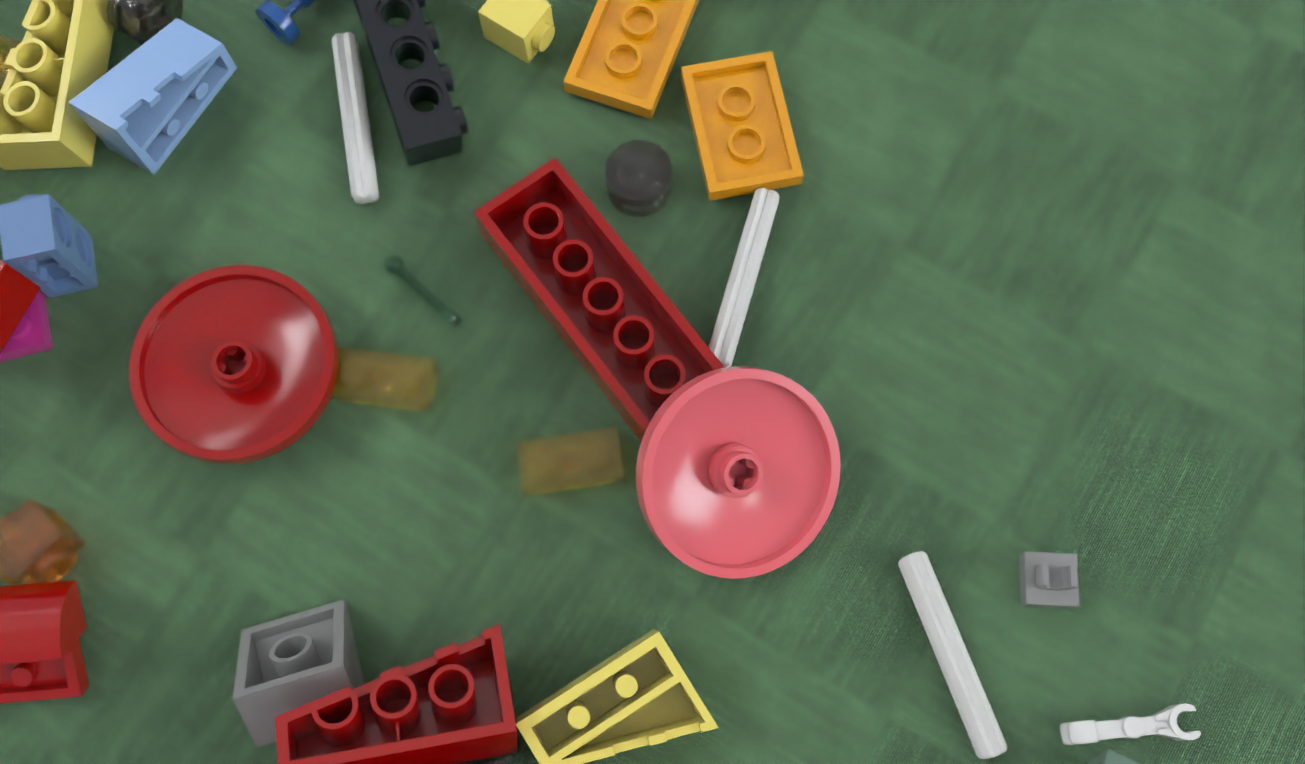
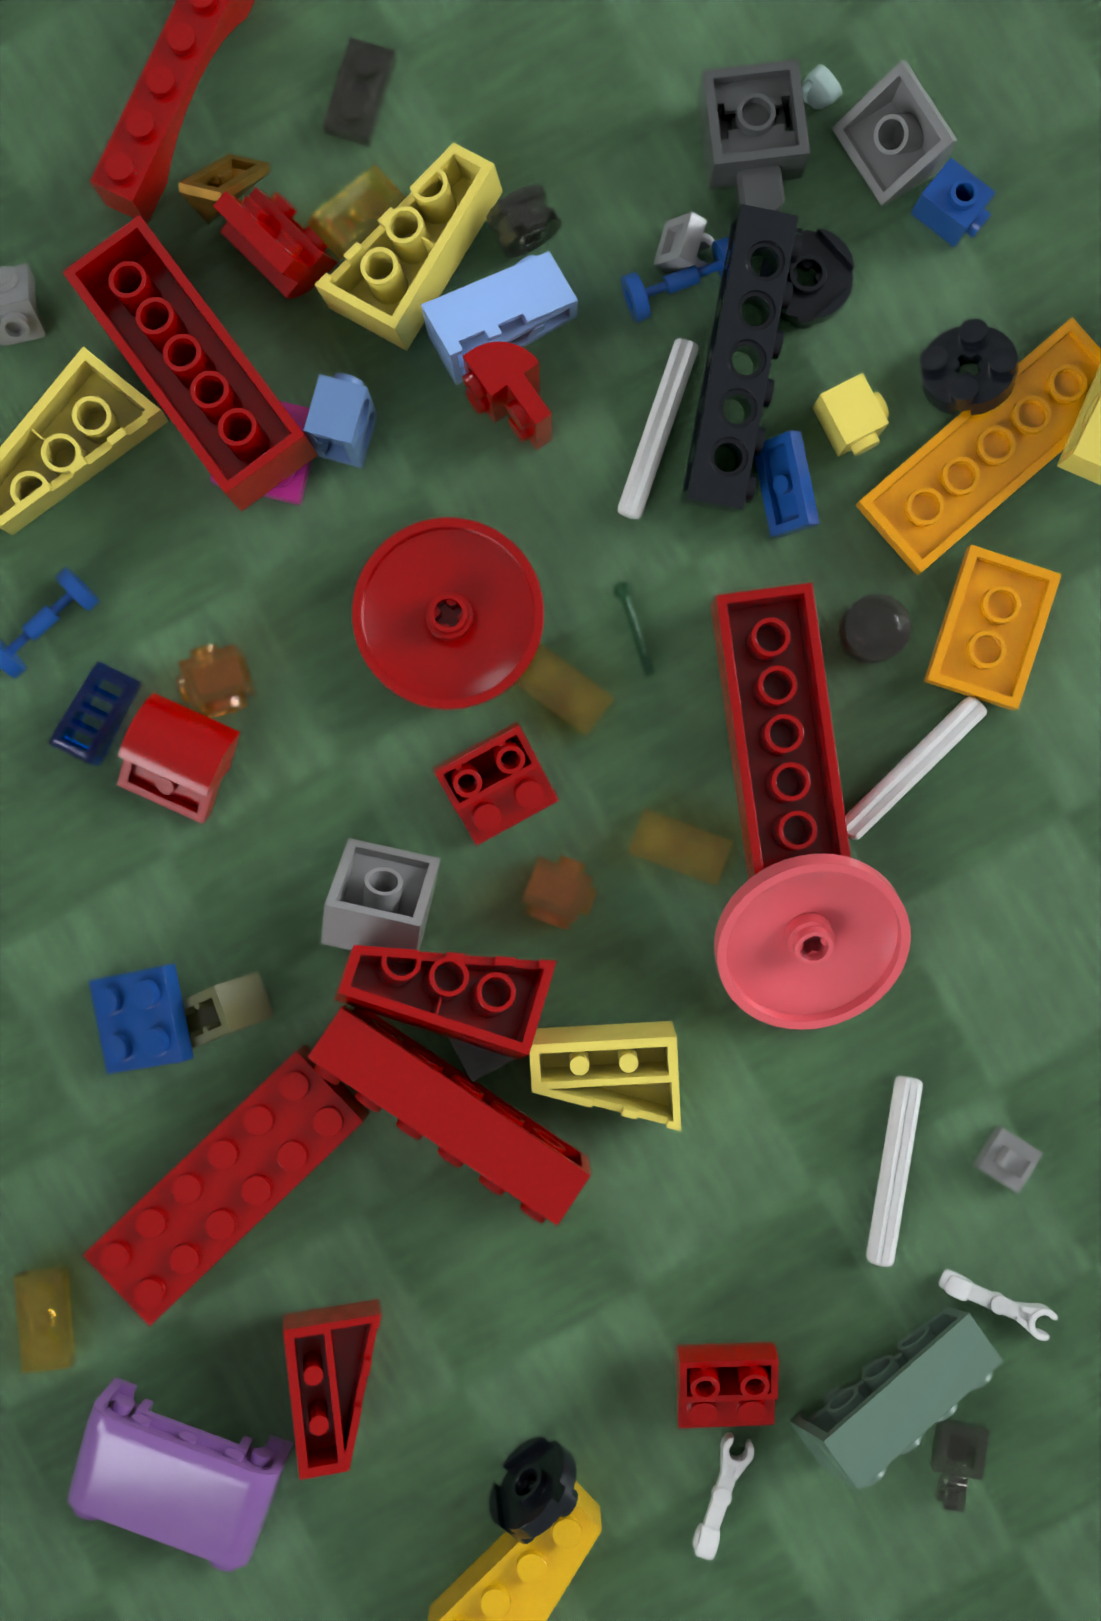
camera: 30 degrees right, 15 degrees up
(193, 143) = (506, 381): none -> red brick
(357, 493) = (495, 783): none -> red brick
(473, 563) = (559, 892): none -> clear orange brick
(492, 102) = (786, 485): none -> blue plate

